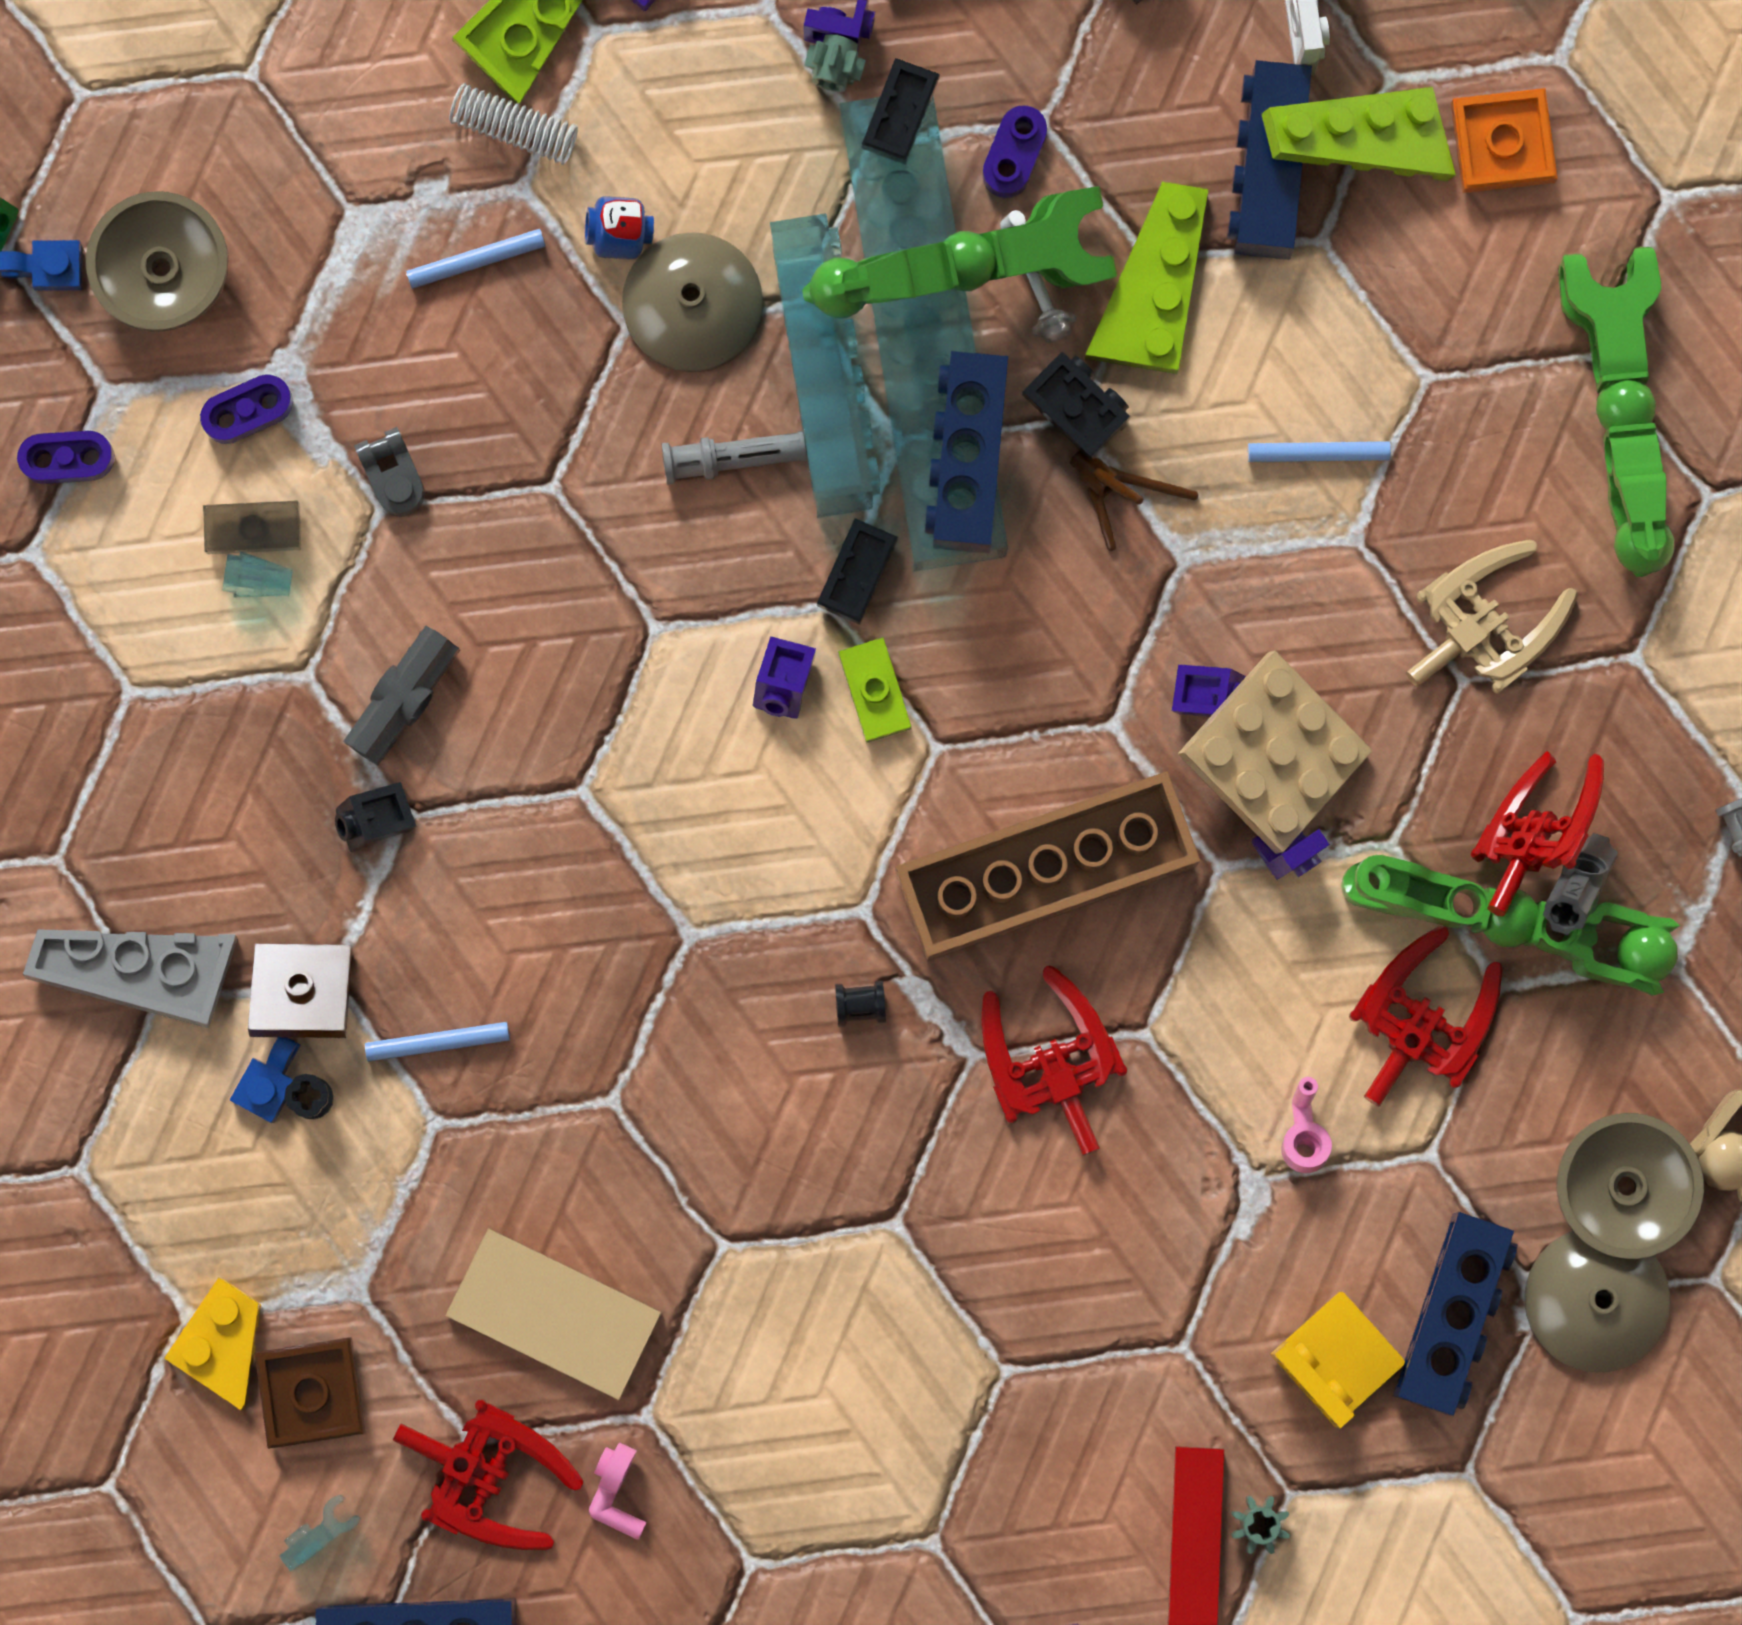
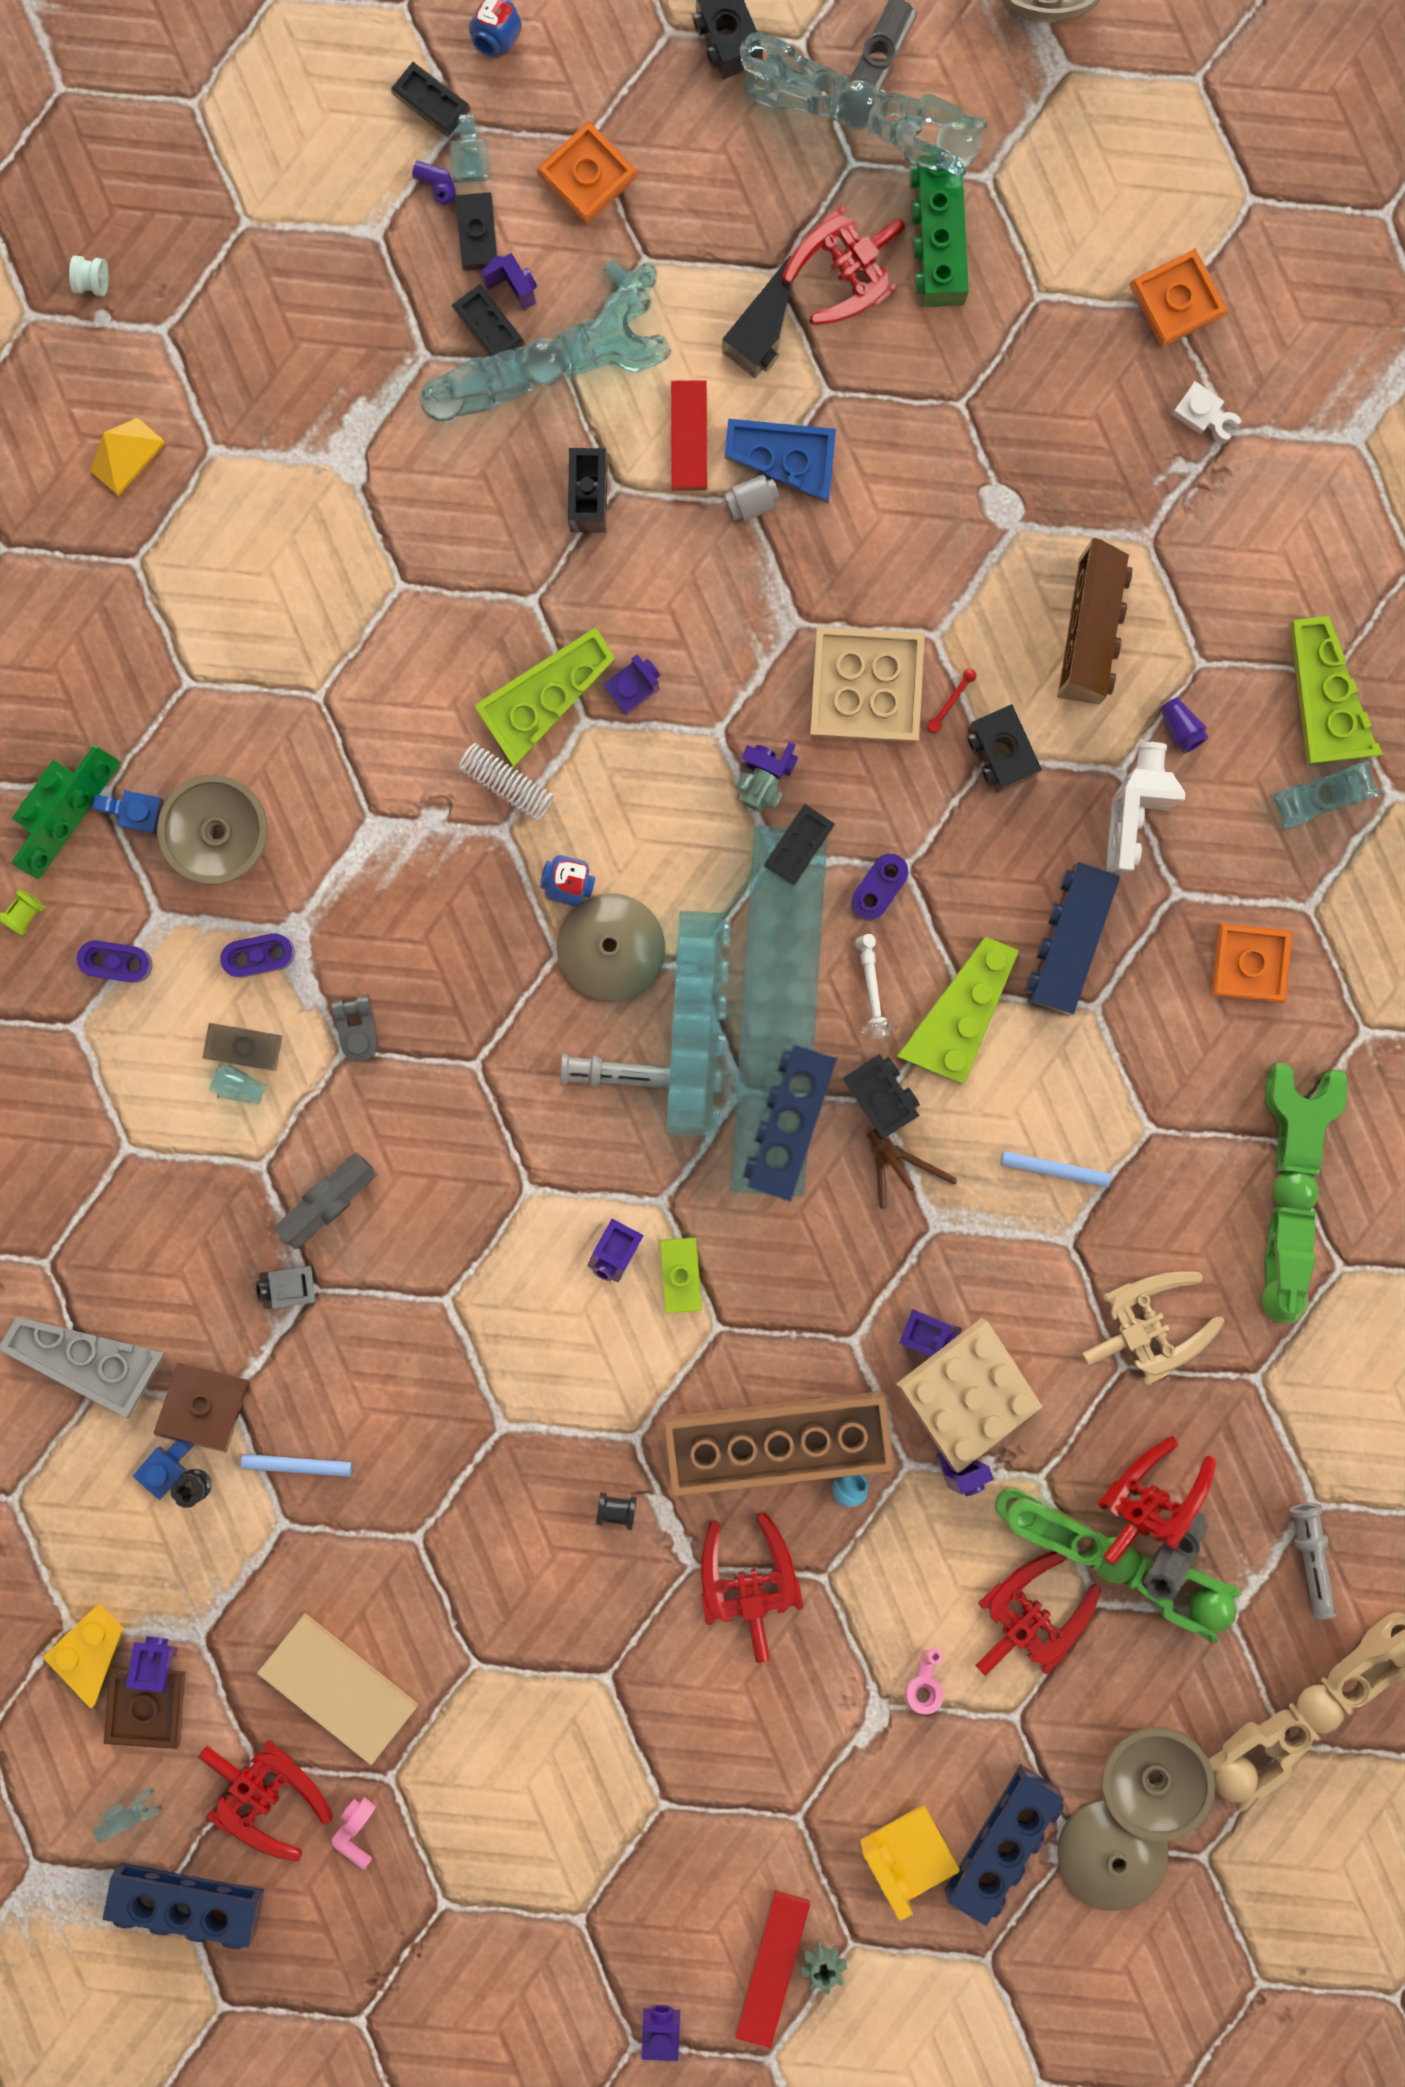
camera: 15 degrees right, 5 degrees up
(307, 1329) = (150, 1665): none -> dark purple bracket
(475, 258) = (455, 877): light blue bar -> none
(857, 571) = (687, 1183): black plate -> none
(969, 260) = (823, 973): bright green piece -> none
(1151, 908) = (850, 1490): none -> medium azure plate
(1368, 131) = (1148, 936): lime wing -> none

